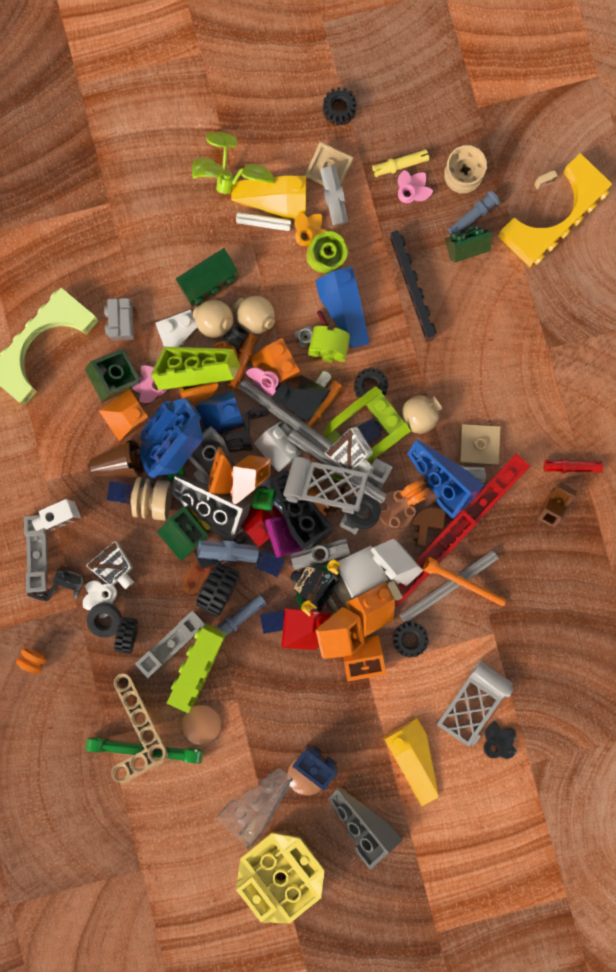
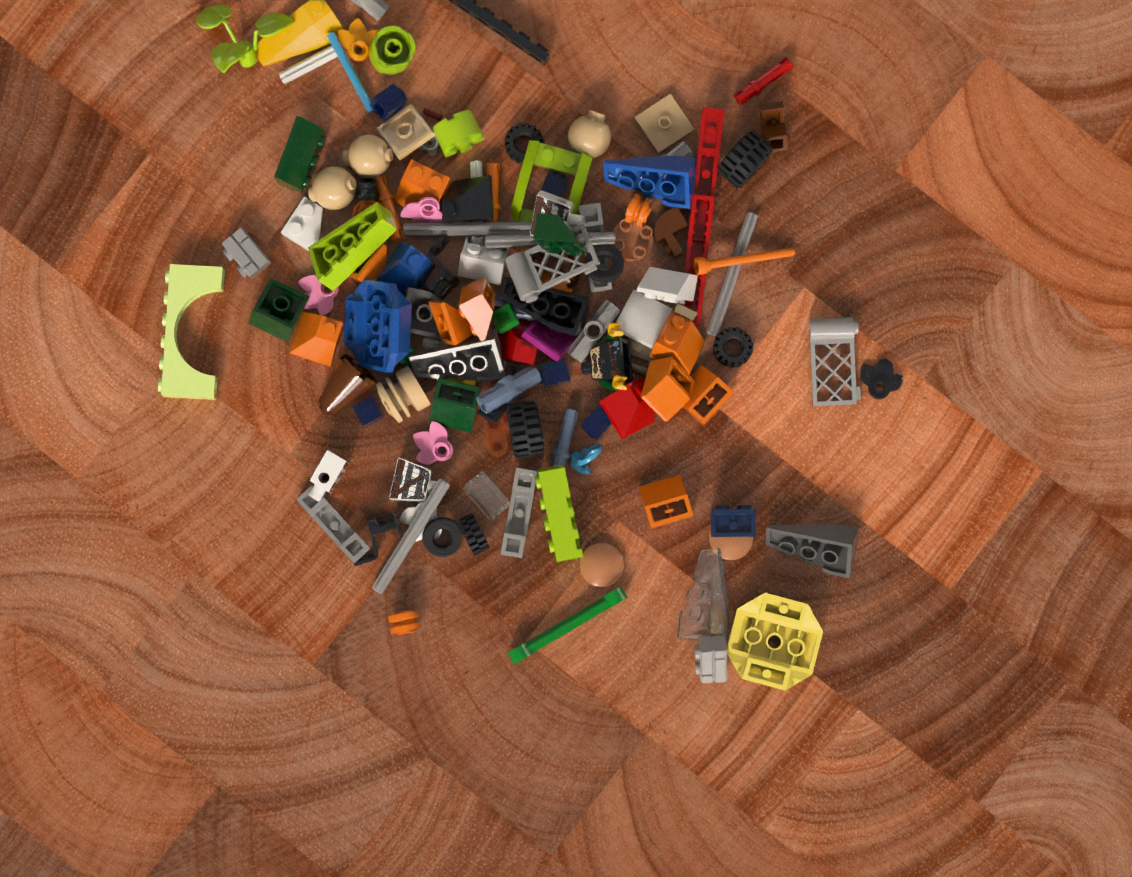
camera: 40 degrees left, 0 degrees up
(82, 603) = (411, 536): none -> light grey axle
(141, 730) = (551, 606): tan beam -> none
(146, 547) = (430, 443): none -> bright pink plate
(157, 614) = (486, 496): none -> clear hinge
(226, 855) = (712, 659): none -> light grey brick
(241, 637) = (579, 459): none -> dark azure piece
(279, 715) = (665, 501): none -> orange slope
(287, 247) = (350, 71): none -> dark azure bar
(293, 316) = (405, 131): none -> tan plate
(297, 287) = (388, 102): none -> clear blue brick
(342, 300) = (439, 84): blue wedge -> none
(342, 467) = (557, 235): none -> dark green slope
(413, 755) = (814, 450): yellow wedge -> none
(519, 512) = (745, 159): none -> black tyre

